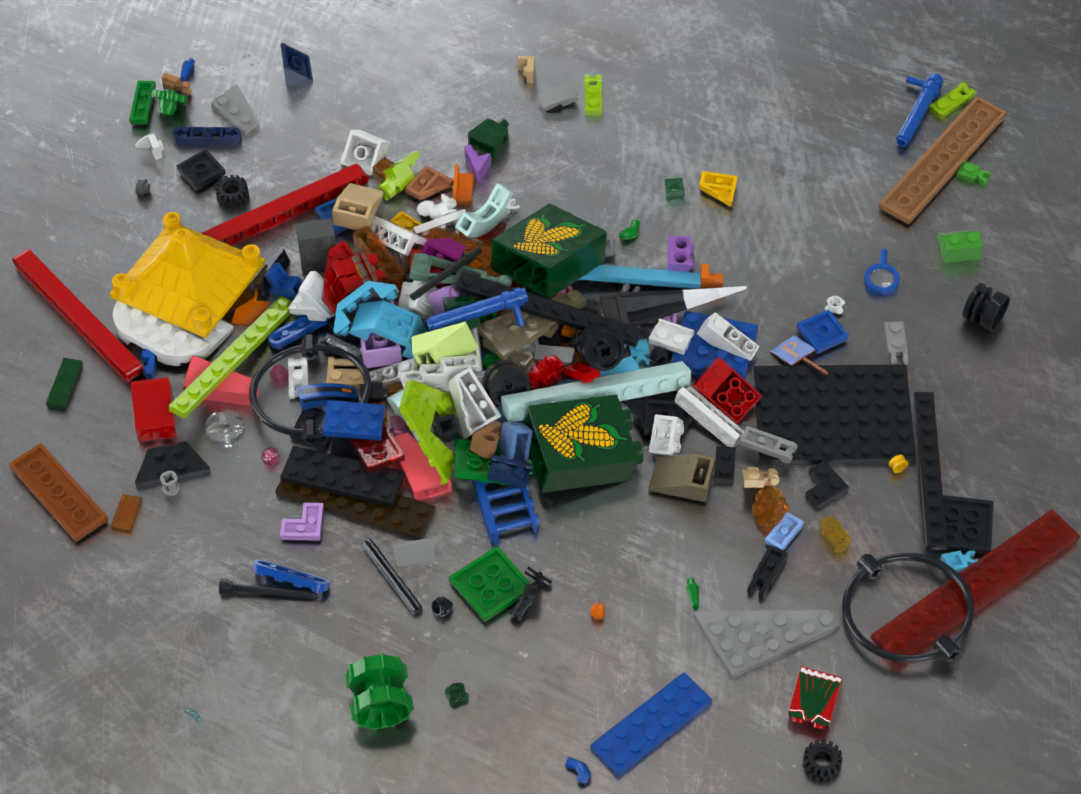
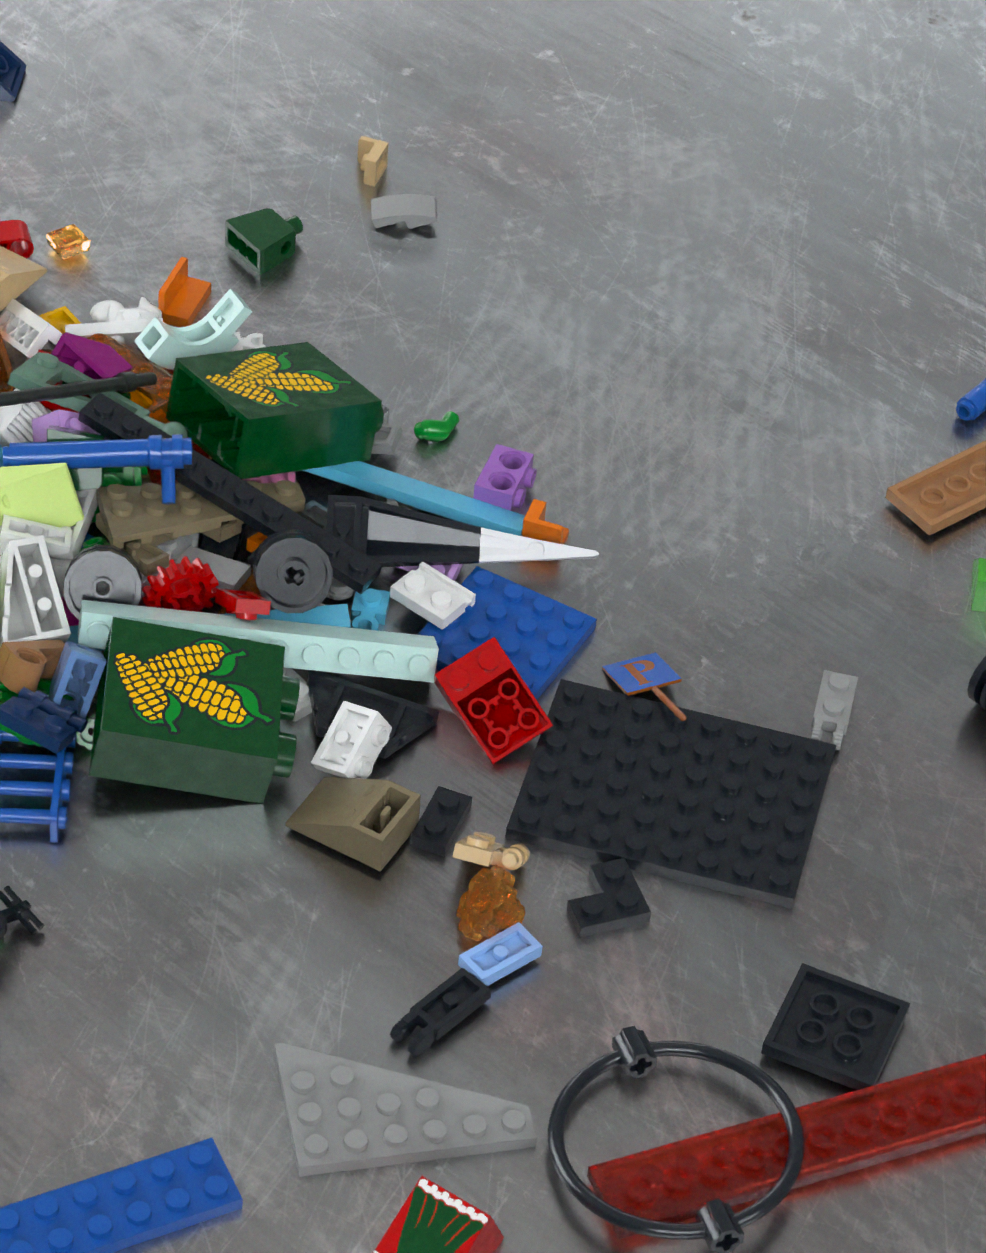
camera: 10 degrees right, 10 degrees down
(364, 150) = (45, 206): white slope -> none
(398, 175) = (83, 254): lime plate -> none
(428, 183) = (126, 278): nougat wing -> none
(478, 164) = (226, 270): medium lavender slope -> none
(593, 95) = (465, 223): lime plate -> none
(598, 611) = (102, 994): orange plate -> none
(659, 355) = (400, 620): black plate -> none
(674, 187) = (541, 382): clear green plate -> none
(693, 593) = (289, 1010): green bar -> none
(709, 416) = (445, 735): white fence -> none
(719, 186) = (619, 399): yellow wing -> none
(726, 337) = (527, 618): white slope -> none
(768, 444) = (529, 802): light grey plate -> none
(822, 331) = (706, 657): blue plate -> none
(835, 304) = (746, 622): white plate -> none
(836, 535) = (595, 990): clear yellow plate -> none
(881, 278) = (848, 603): blue piece -> none
(898, 463) = (757, 898): yellow bush -> none
(930, 471) = (808, 926): black plate -> none
(958, 561) = (804, 1087): medium azure plate -> none

